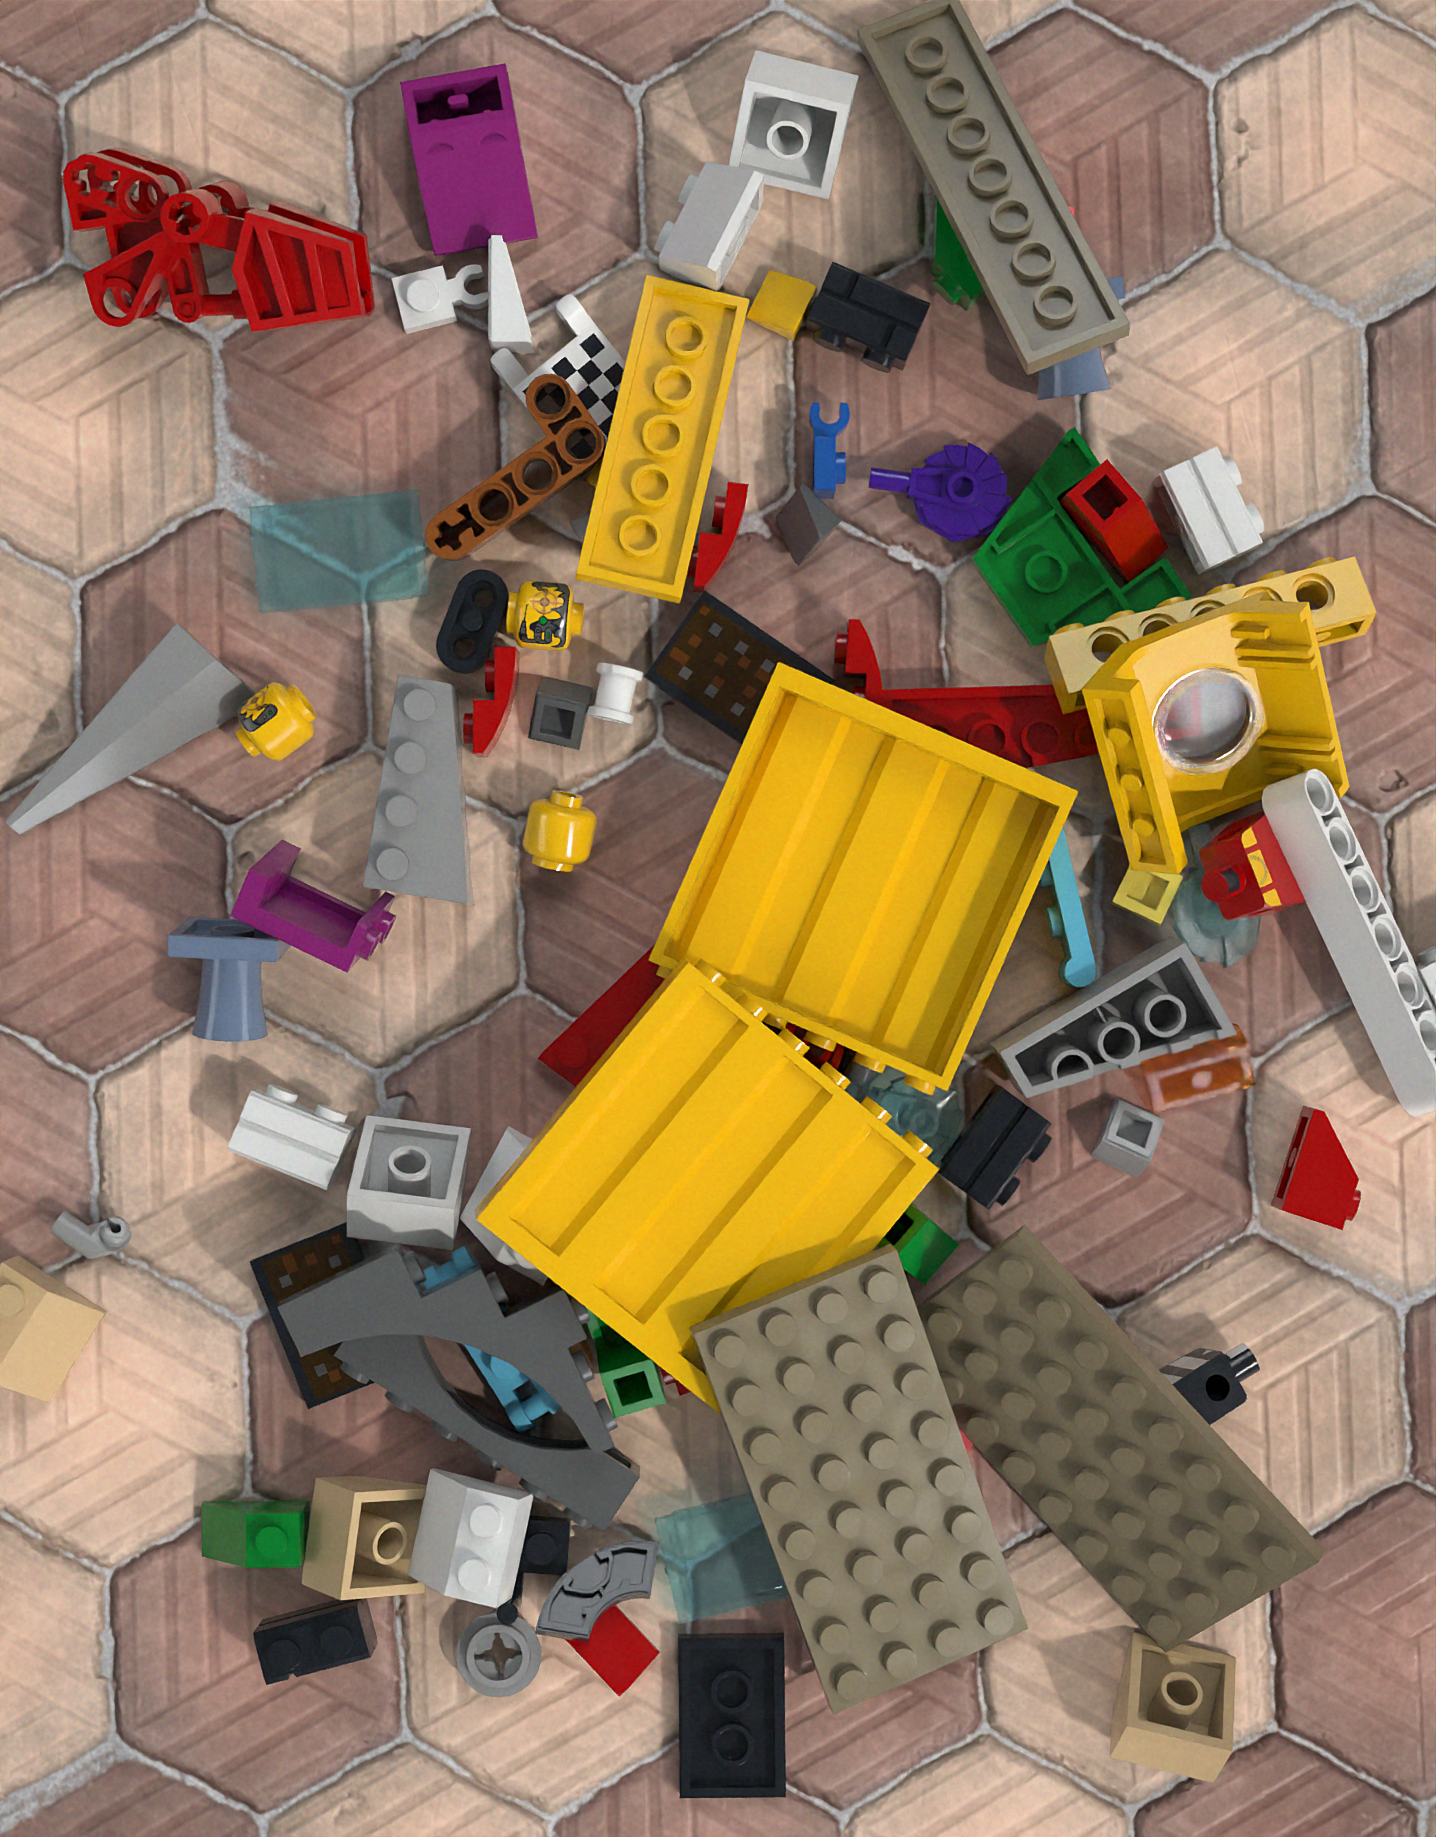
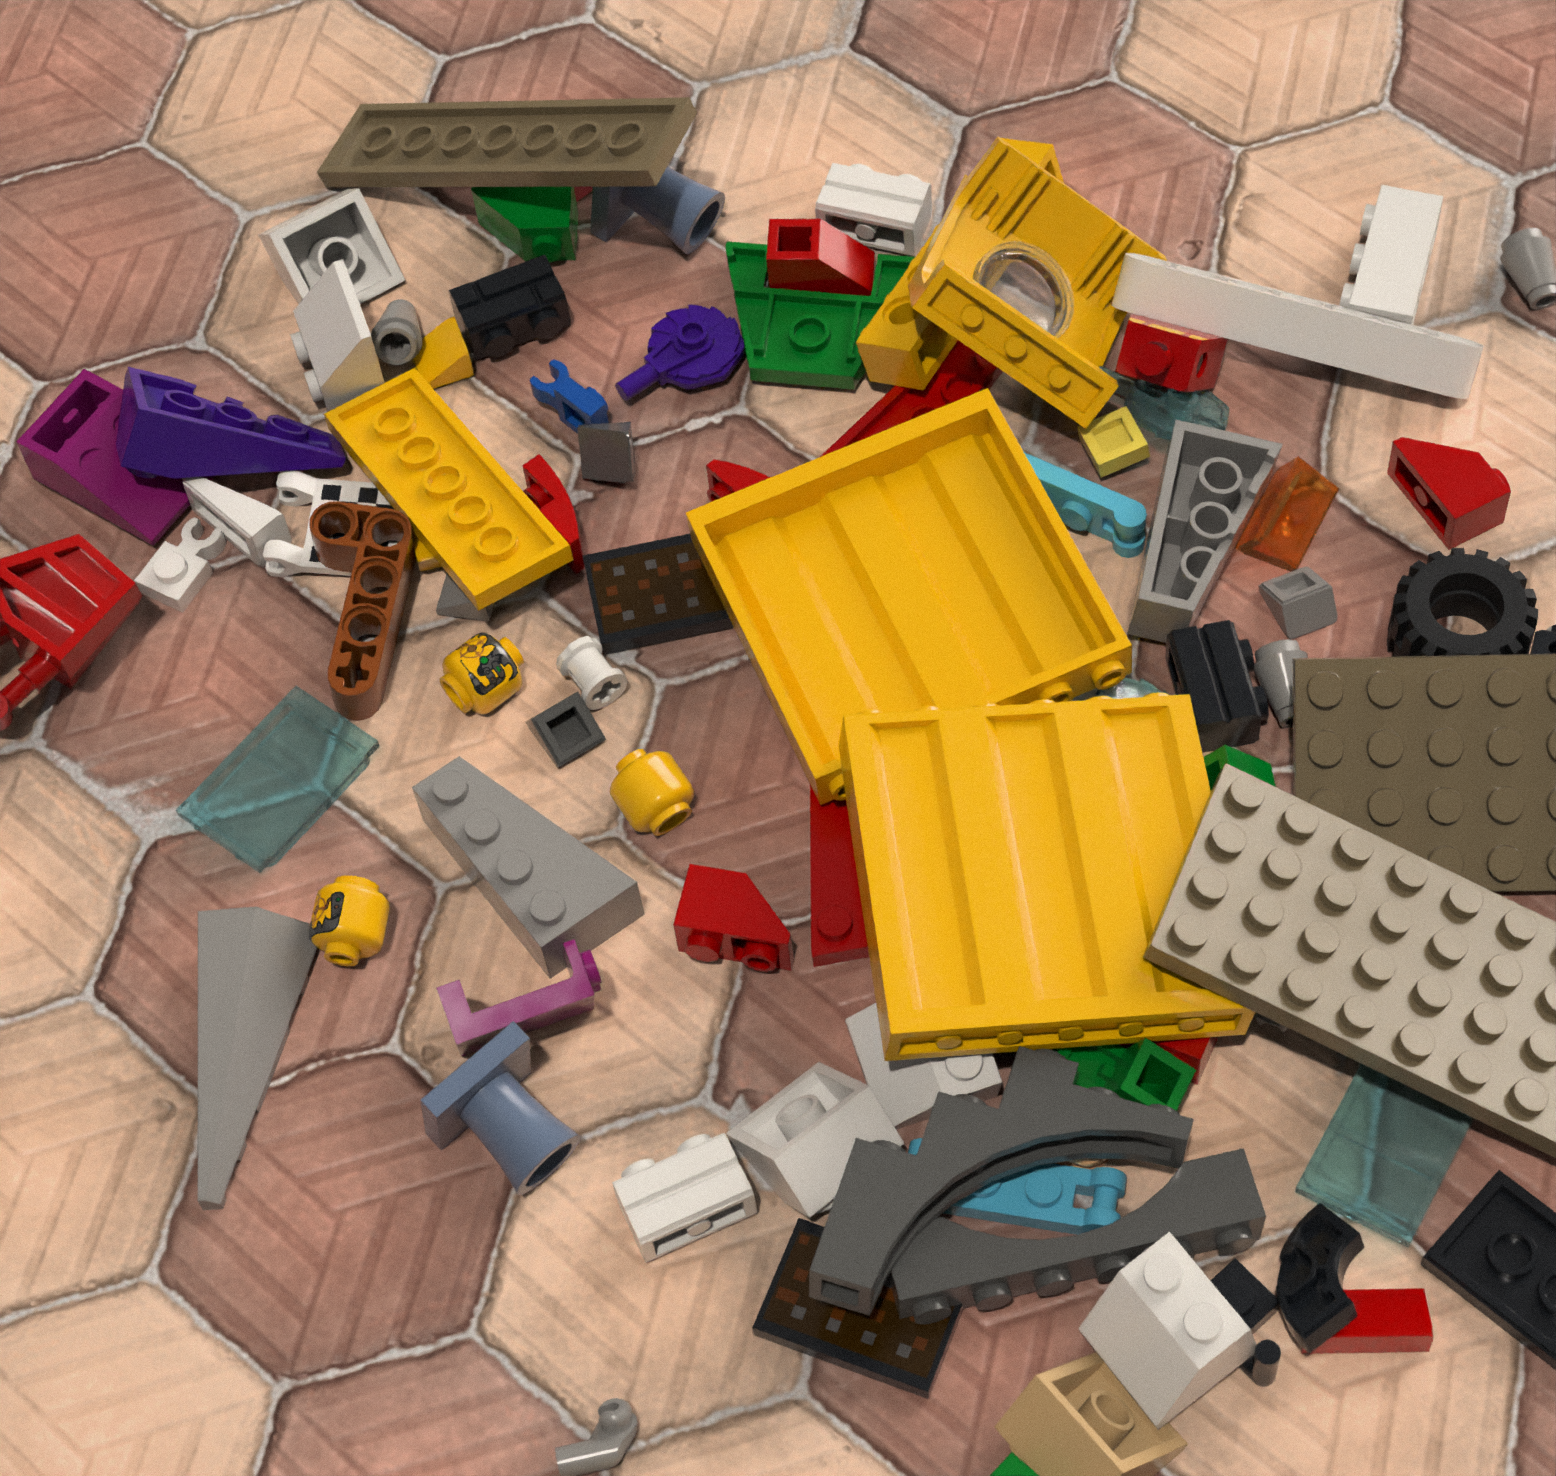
camera: 40 degrees left, 30 degrees down
(472, 622) = (433, 730): black plate -> none
(482, 1672) = (1296, 1393): light grey gear -> none
(490, 716) = (503, 749): red slope -> none
(513, 978) = (730, 920): none -> red slope
(535, 210) = (185, 436): none -> dark purple wedge
(766, 255) = (397, 333): none -> light grey cone
(1044, 1191) = (1275, 675): none -> light grey cone
(1227, 1314) = (1465, 588): none -> black tyre

